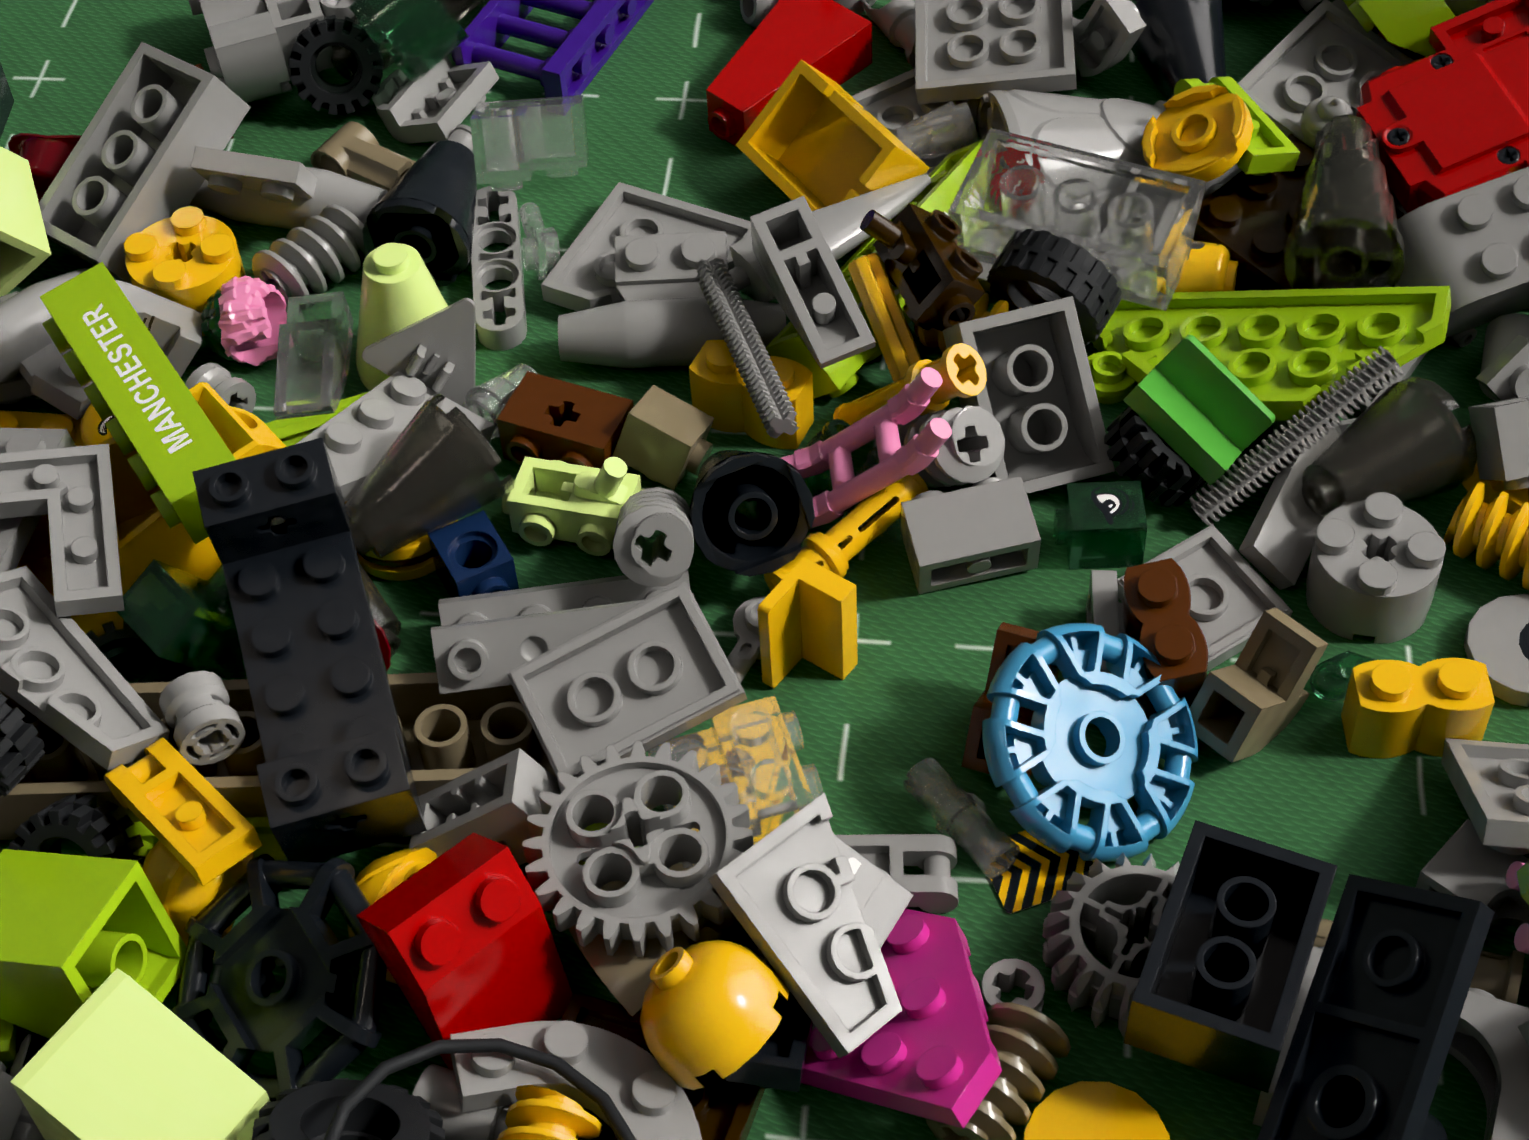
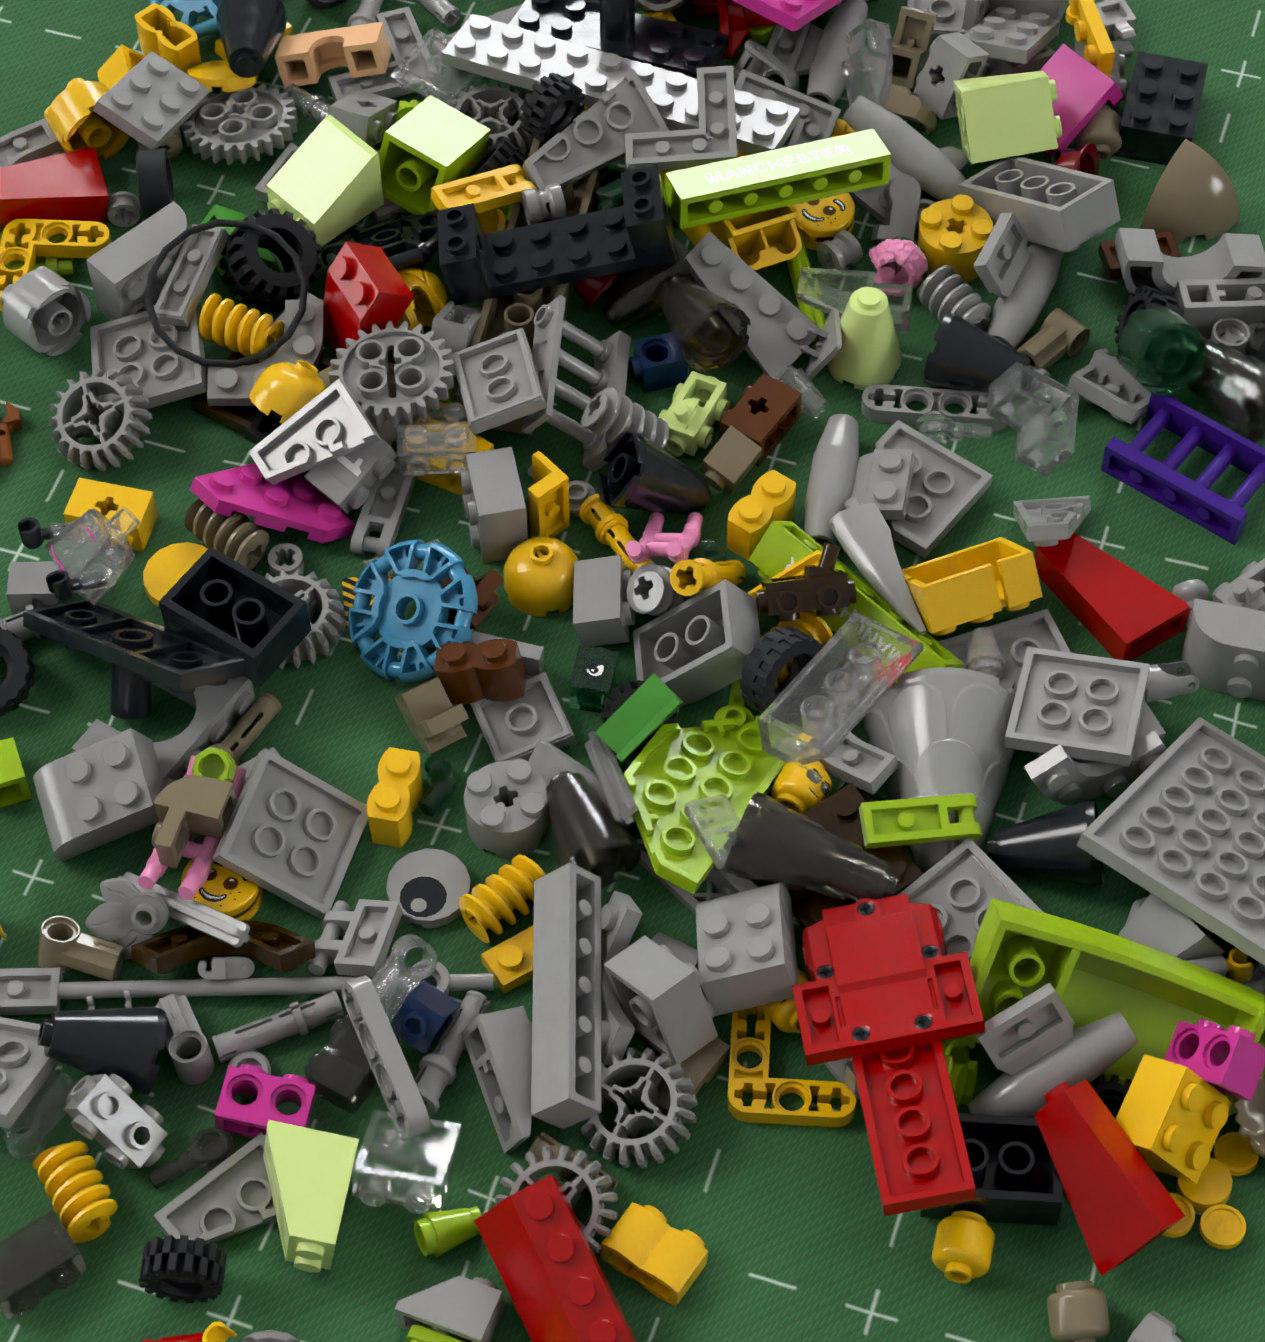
camera: 100 degrees right, 5 degrees up
(85, 43) = (1192, 197): none -> dark tan brick
(694, 108) = (1051, 518): none -> light grey wing
(746, 348) = (768, 486): light grey axle -> none
(809, 282) = (800, 518): light grey slope -> none
(844, 680) = (494, 503): none -> light grey brick
(931, 631) = (540, 576): none -> yellow cylinder
(1198, 133) = (899, 781): yellow tile -> none
(1320, 113) = (918, 885): light grey plate -> none
(1343, 294) = (715, 825): none -> clear tile

